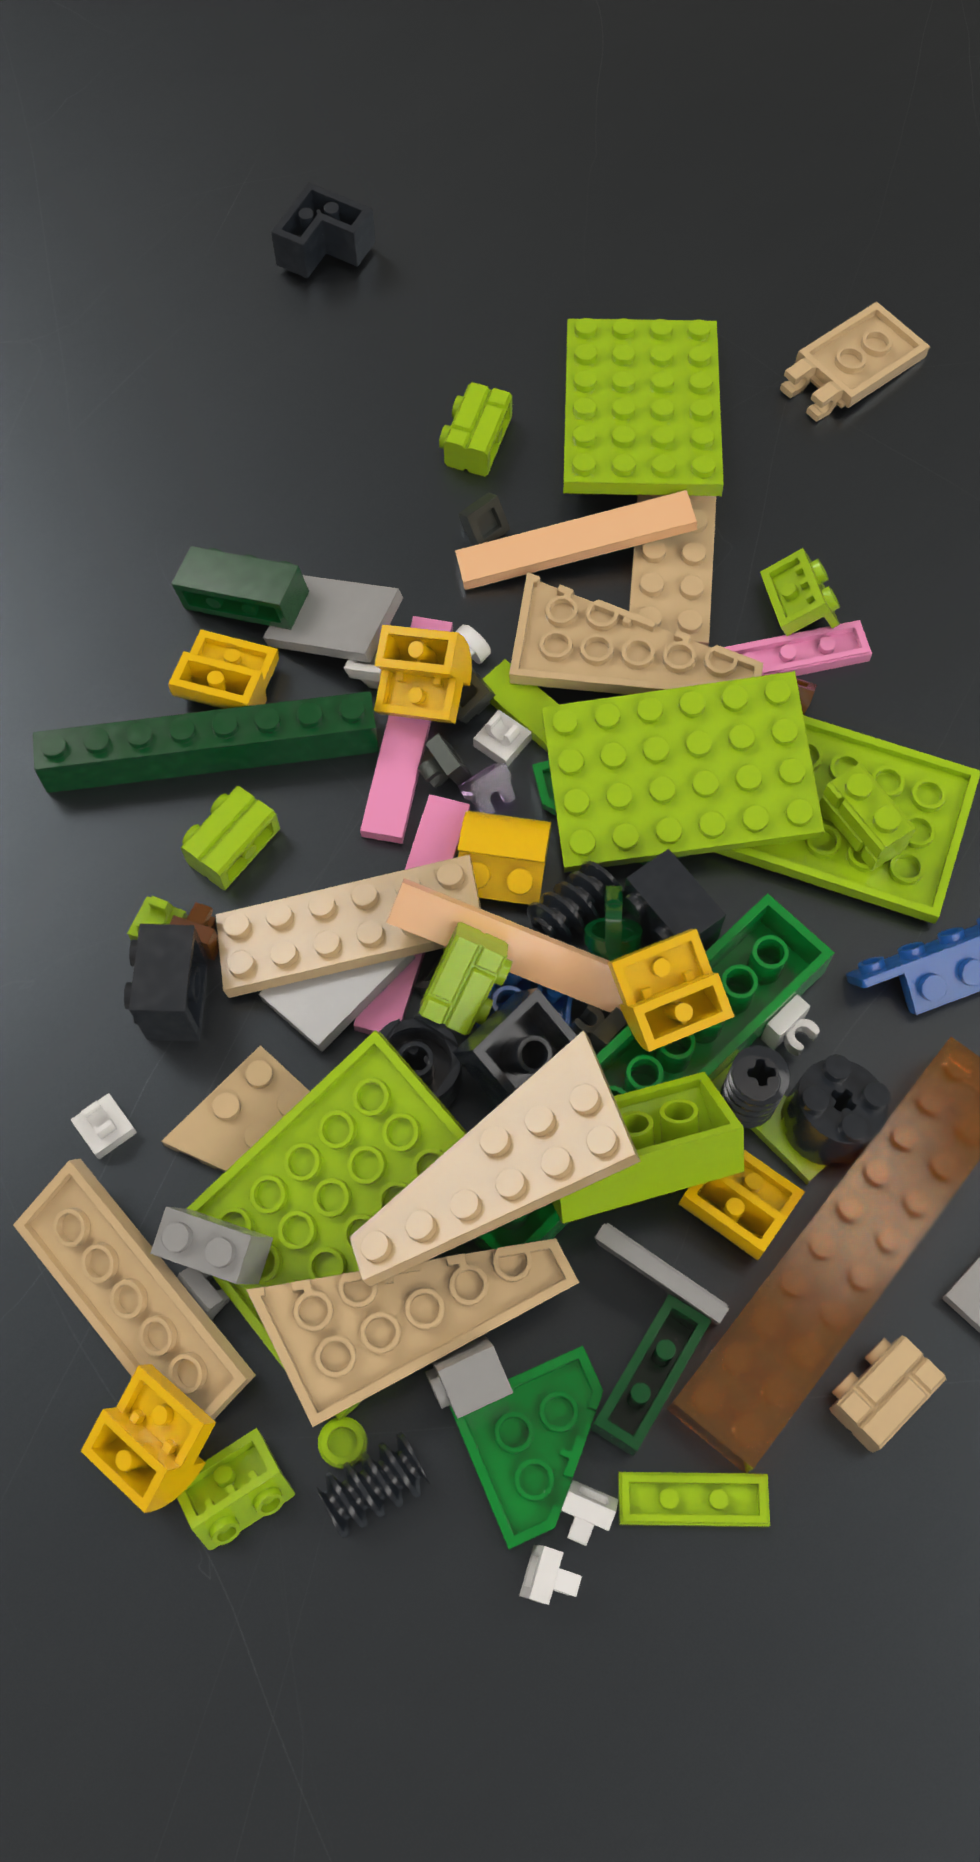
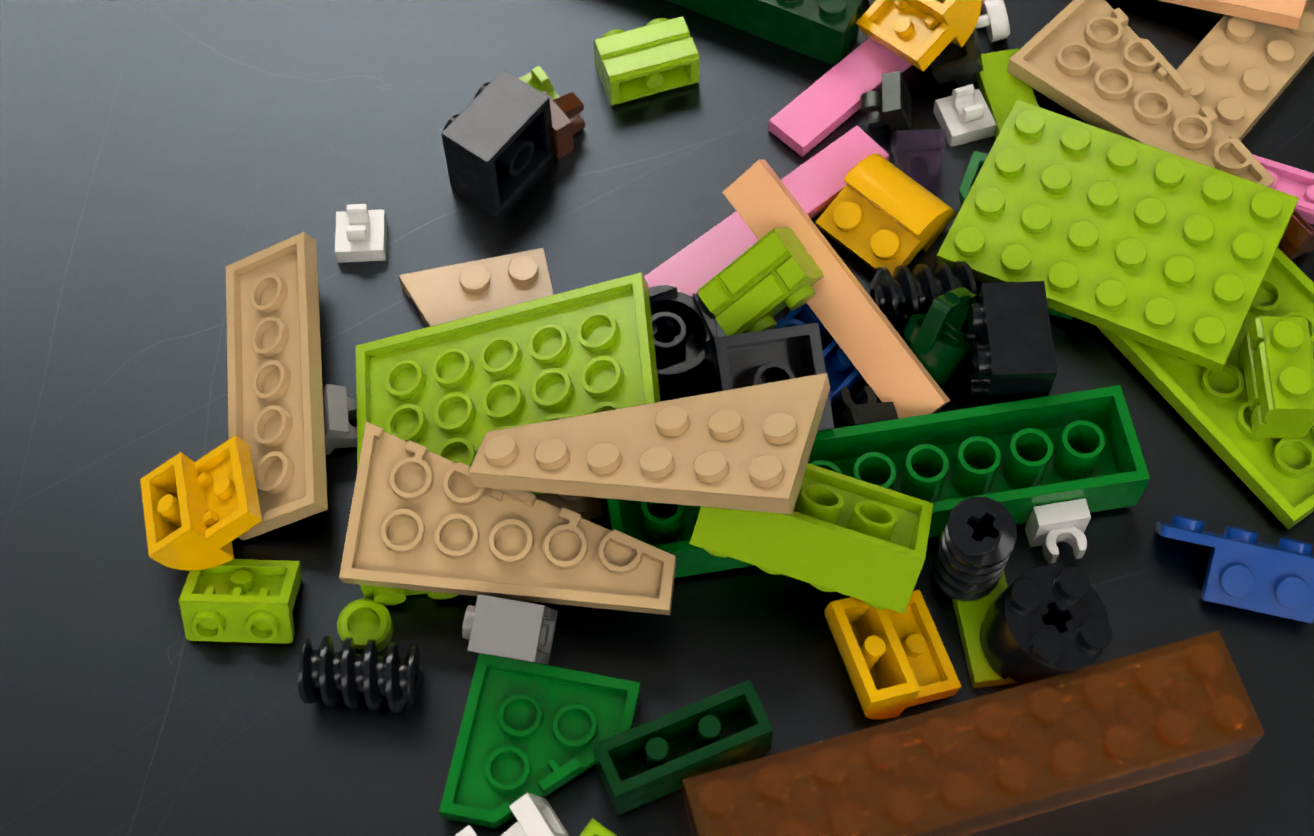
camera: 35 degrees right, 5 degrees down
(211, 1245) = (369, 376): light grey brick -> none
(329, 928) = (674, 184): tan plate -> none
(329, 1003) = (655, 229): light grey tile -> none
(661, 1273) = (758, 660): light grey tile -> none
(669, 990) = (949, 402): yellow brick -> none

